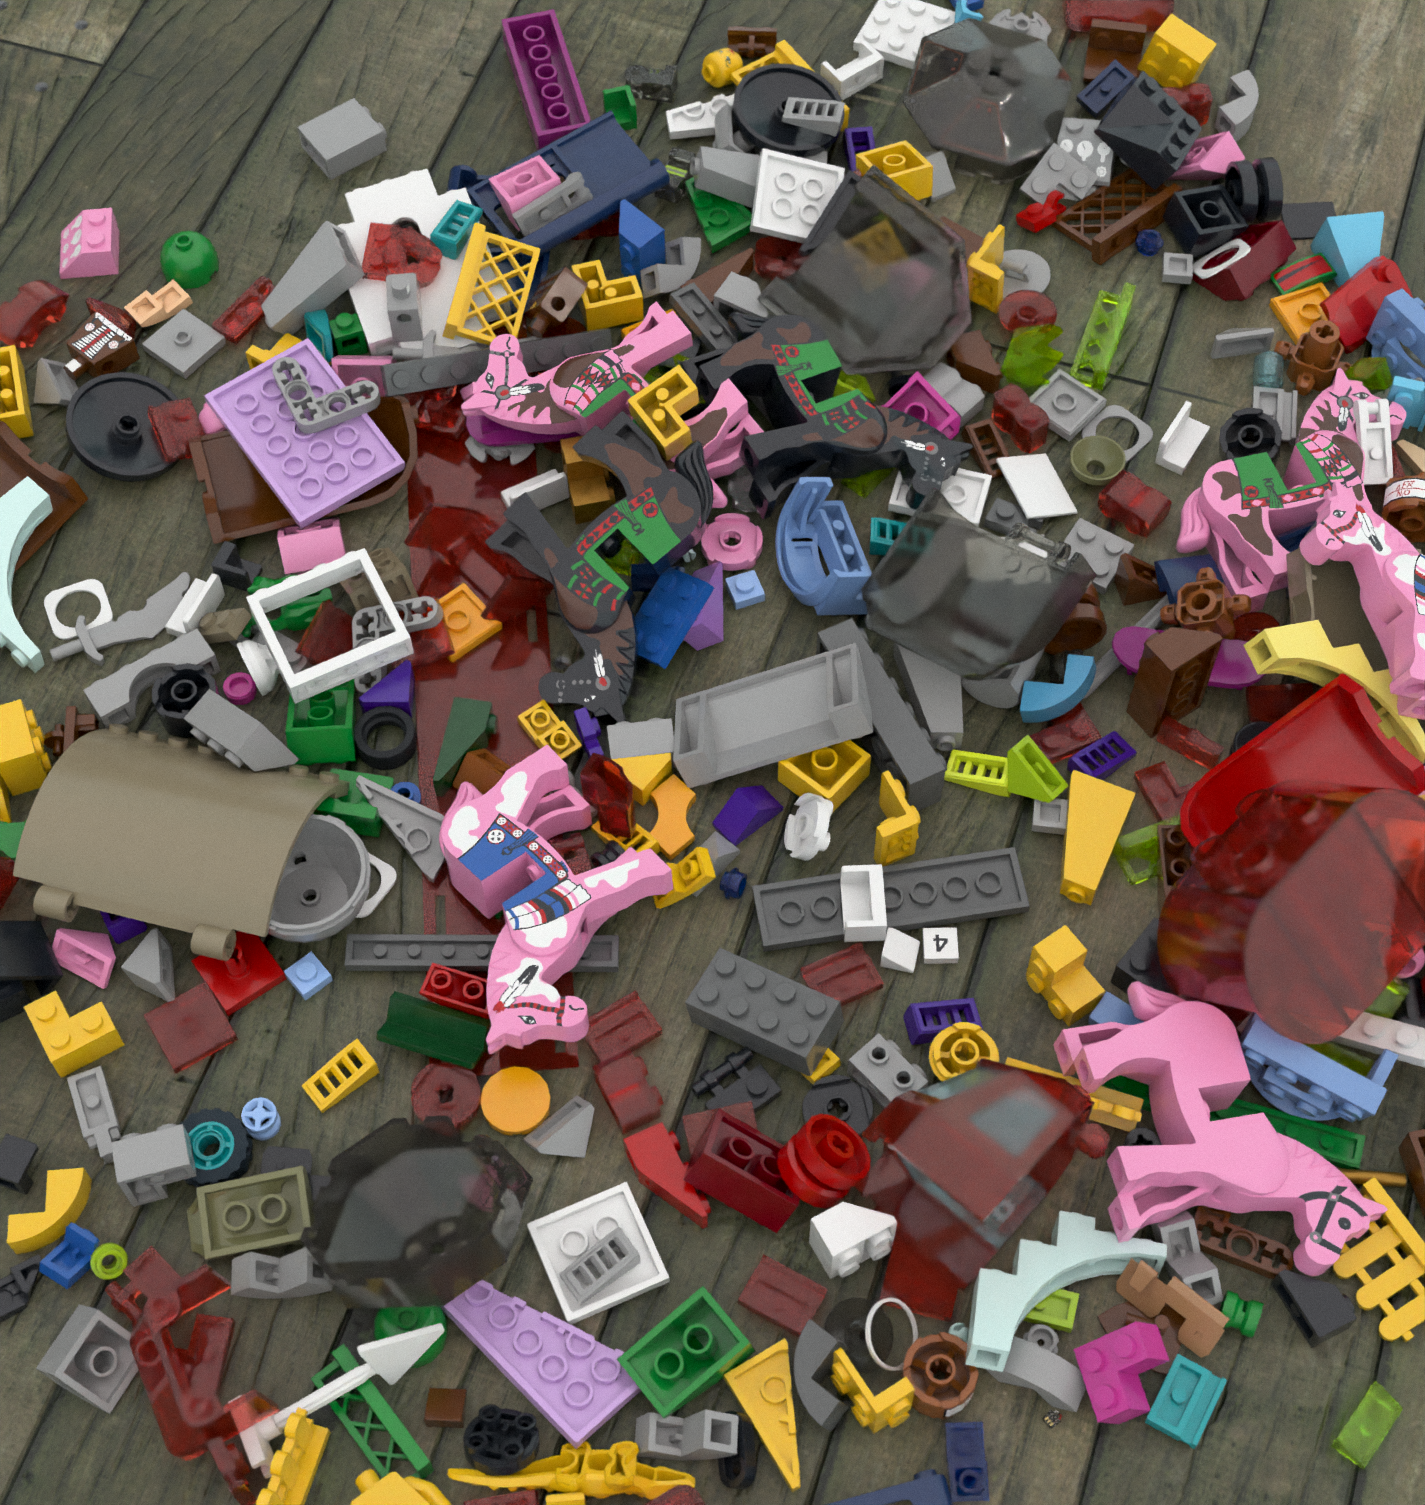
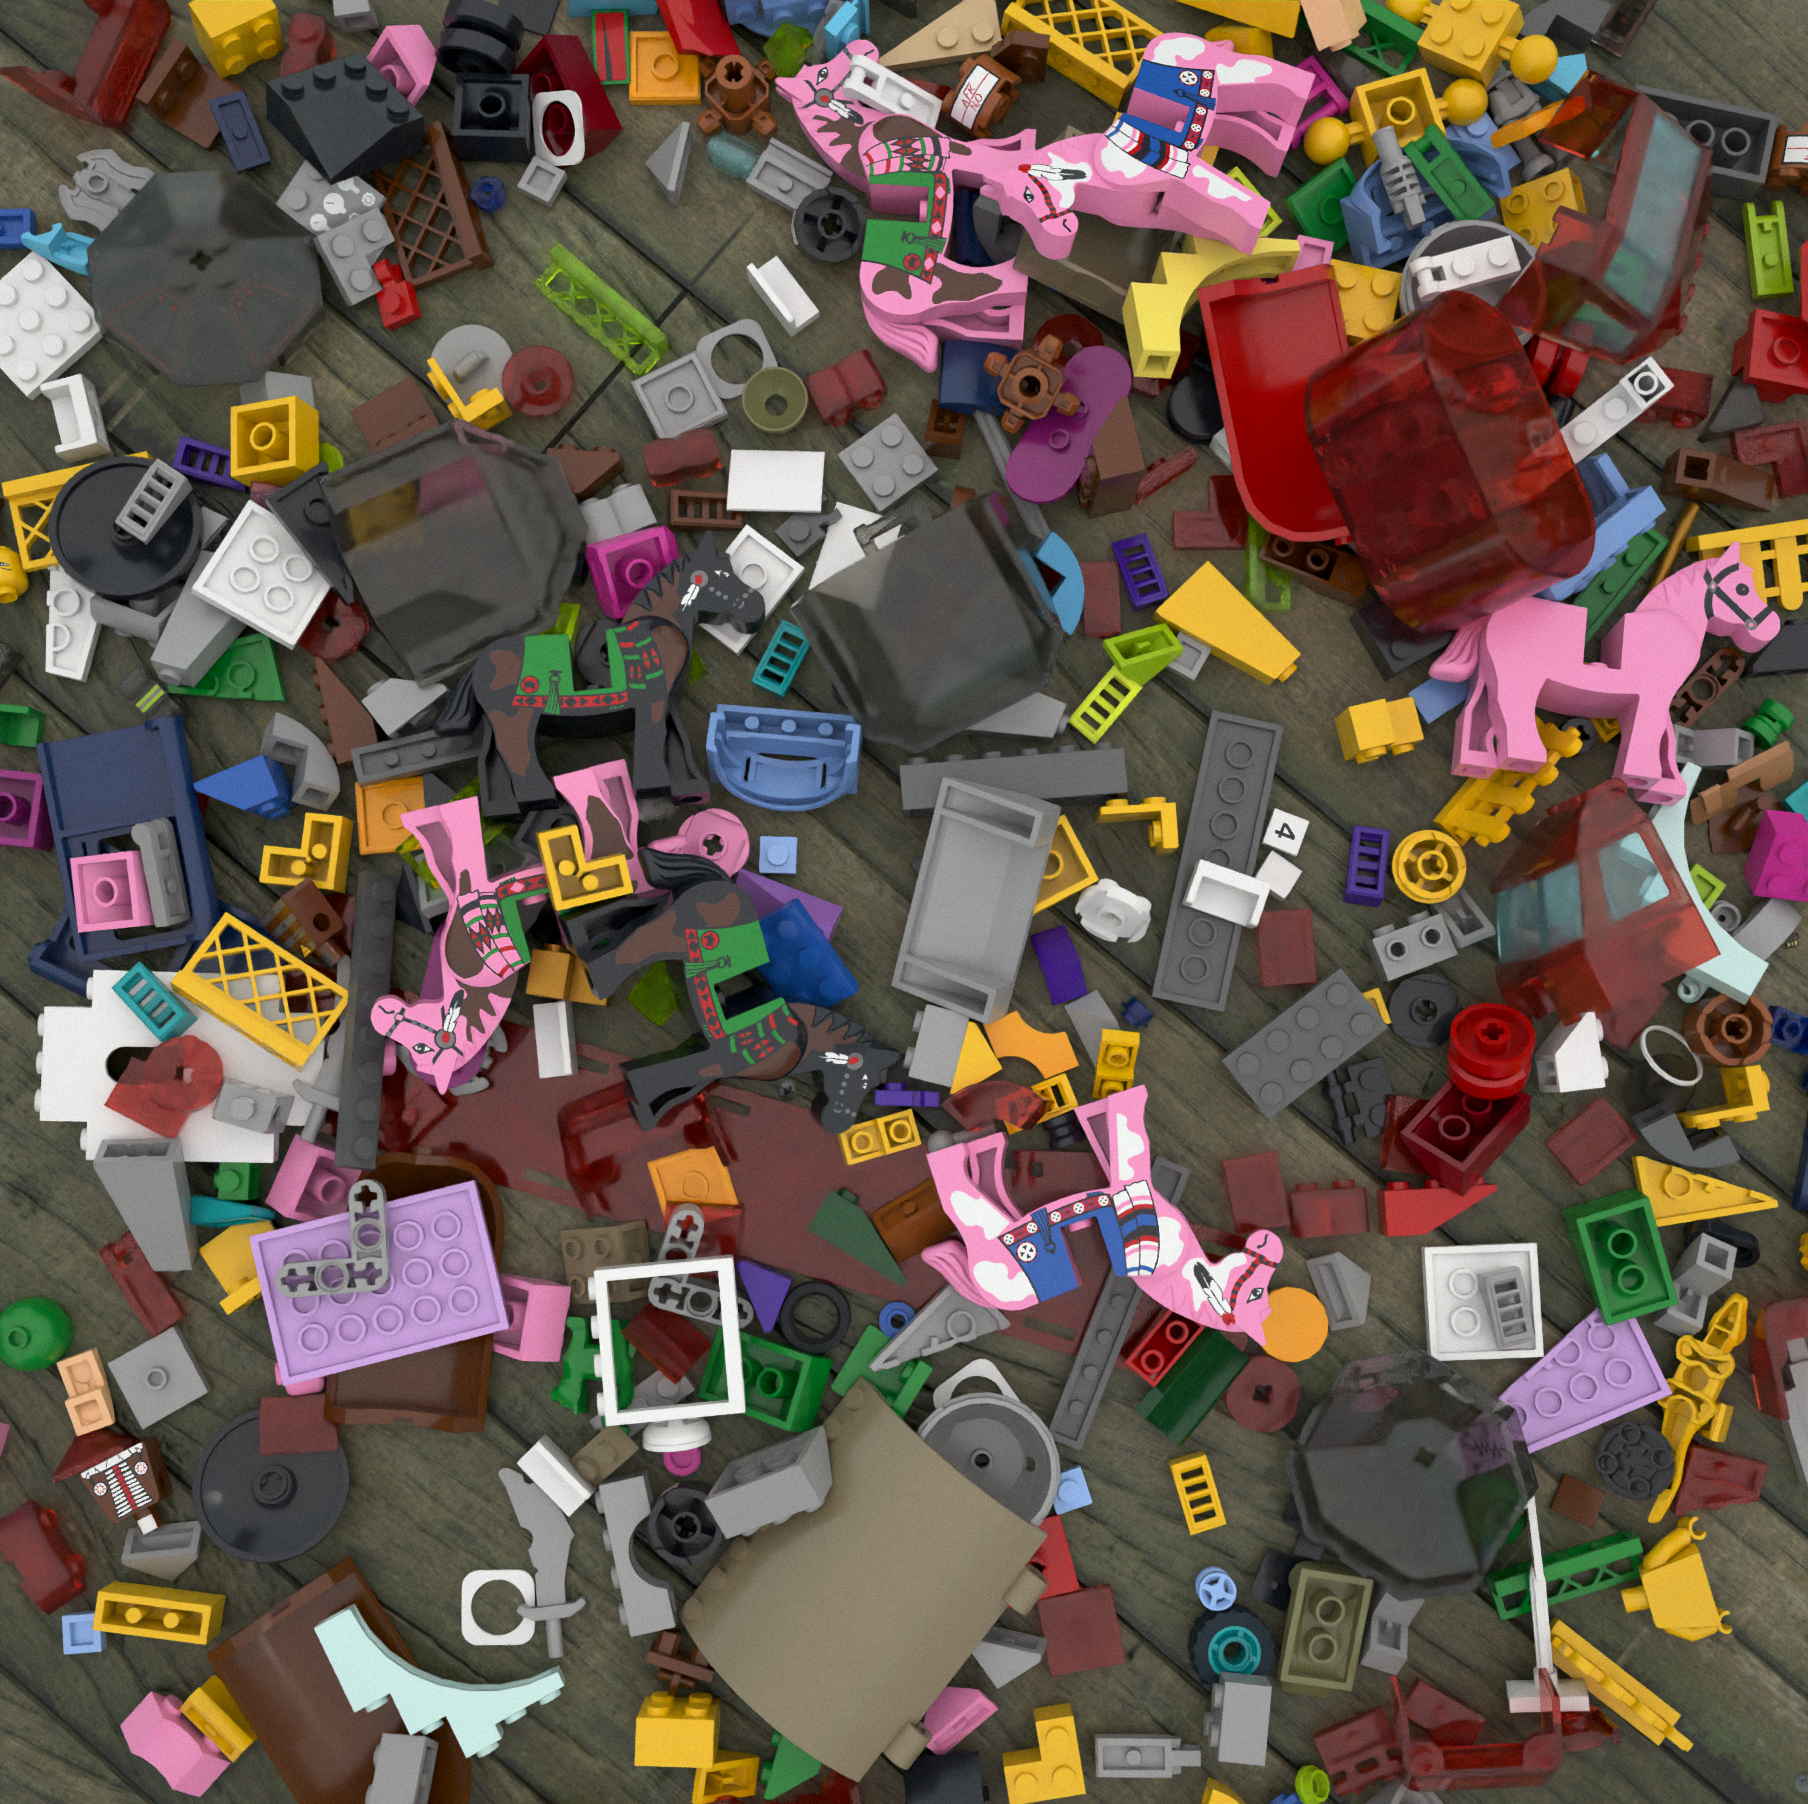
camera: 65 degrees left, 25 degrees up
(234, 570) = (522, 1412): black panel -> none
(1031, 355) = (604, 406): clear neon green piece -> none

